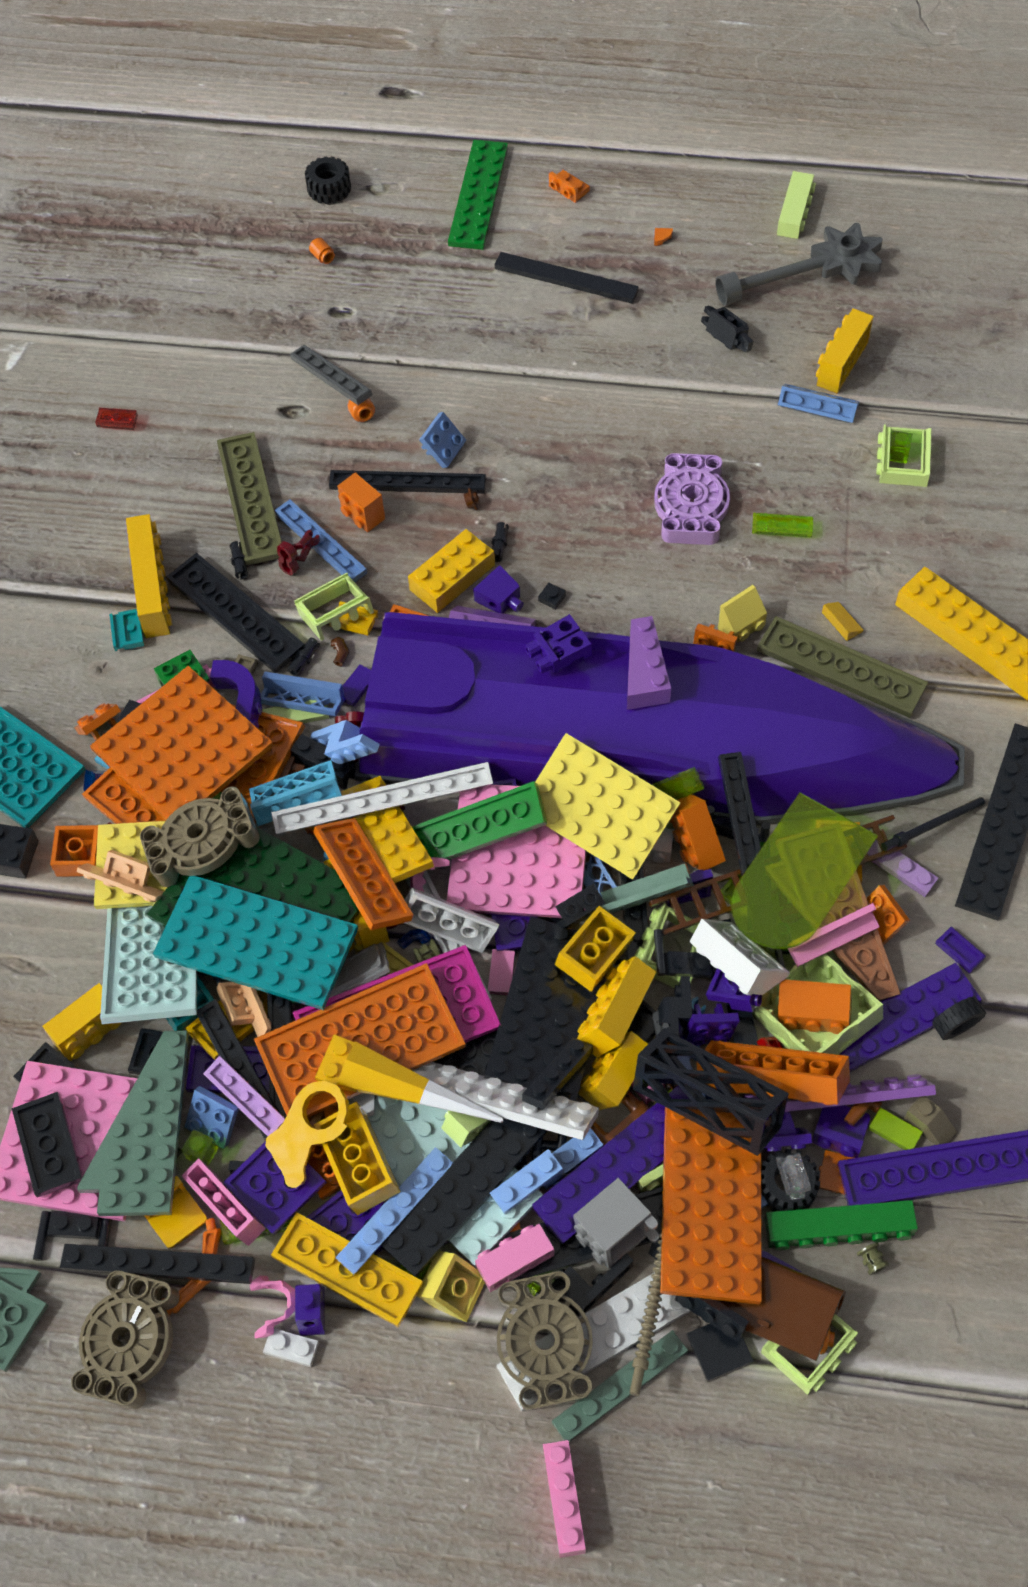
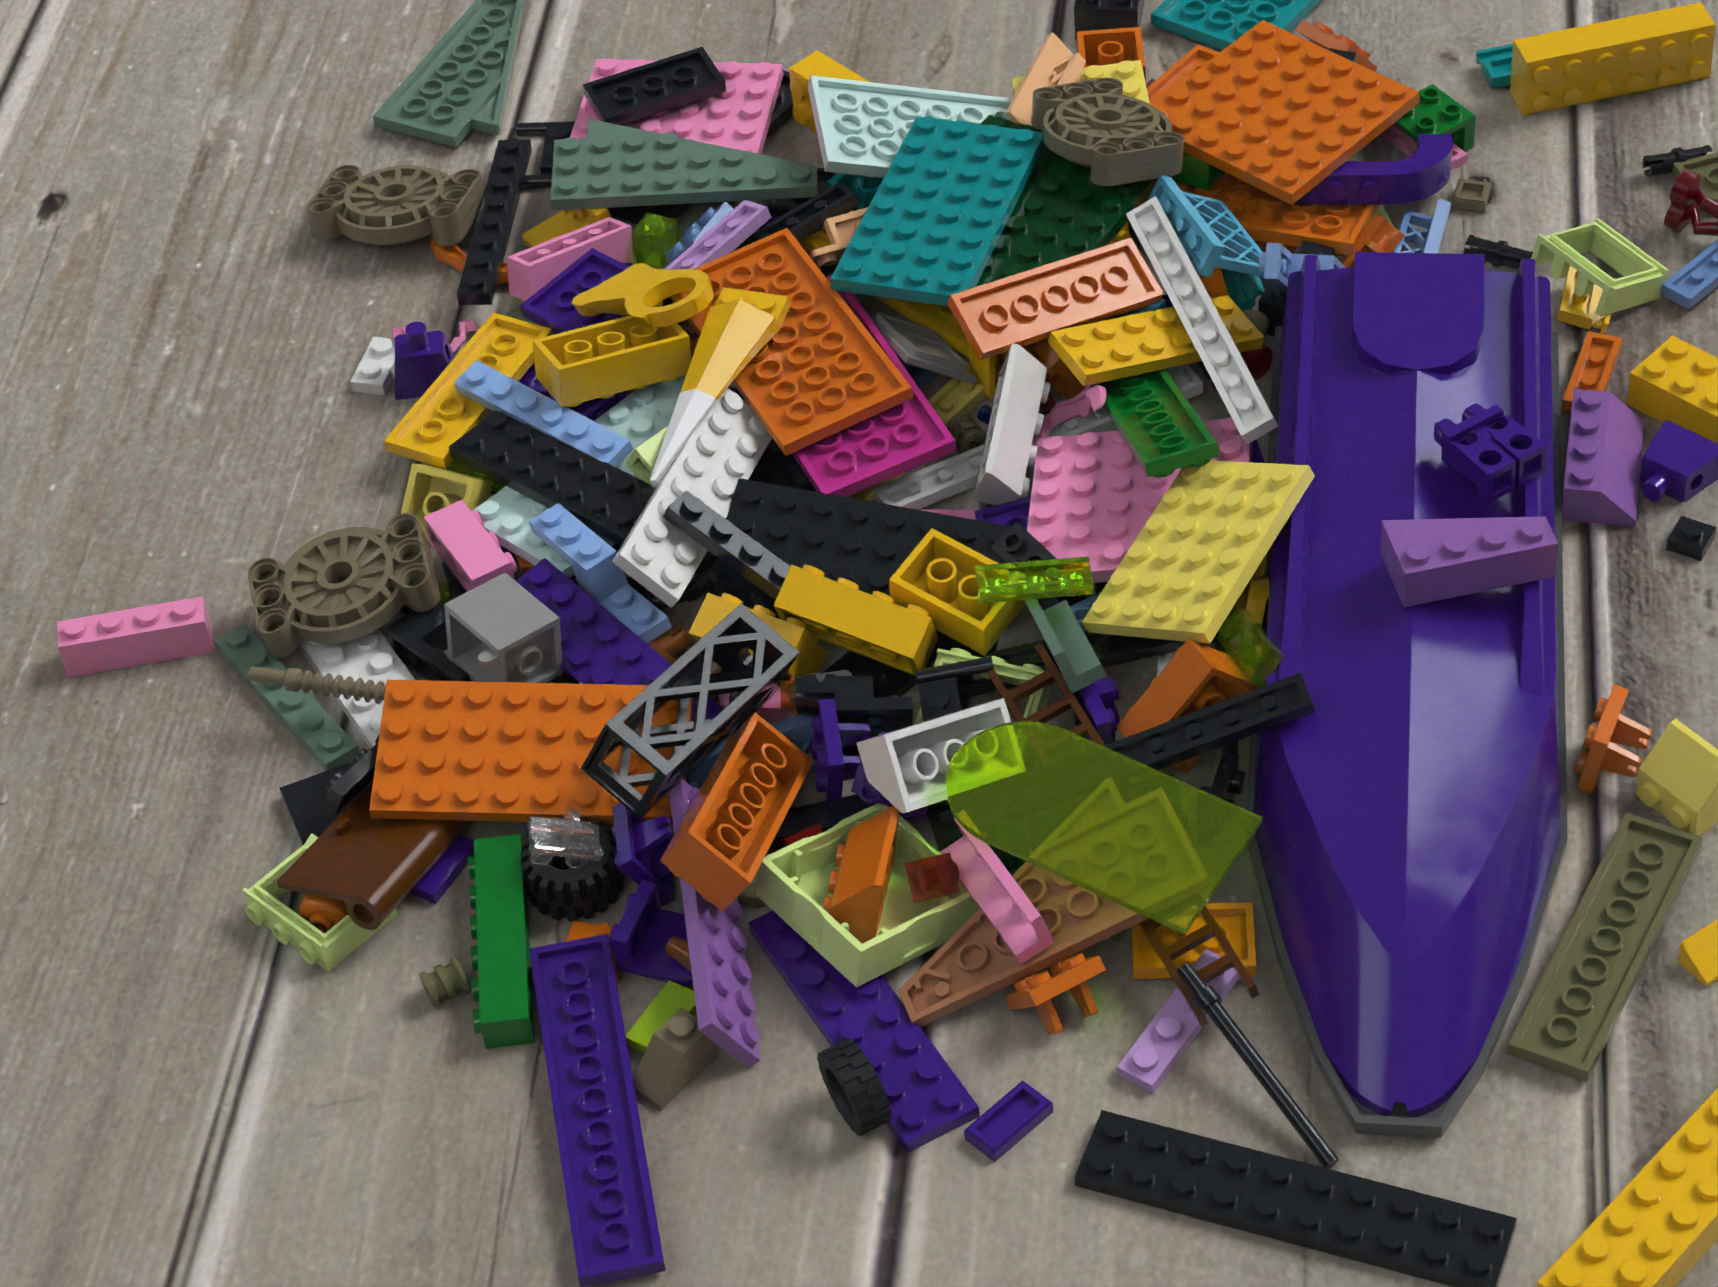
camera: 90 degrees right, 15 degrees down
(235, 612) = (1571, 169): black plate -> none
(300, 713) = (1376, 237): none -> orange hips
(609, 897) = (1033, 579): none -> clear neon green plate
(818, 967) = (933, 877): none -> clear red plate

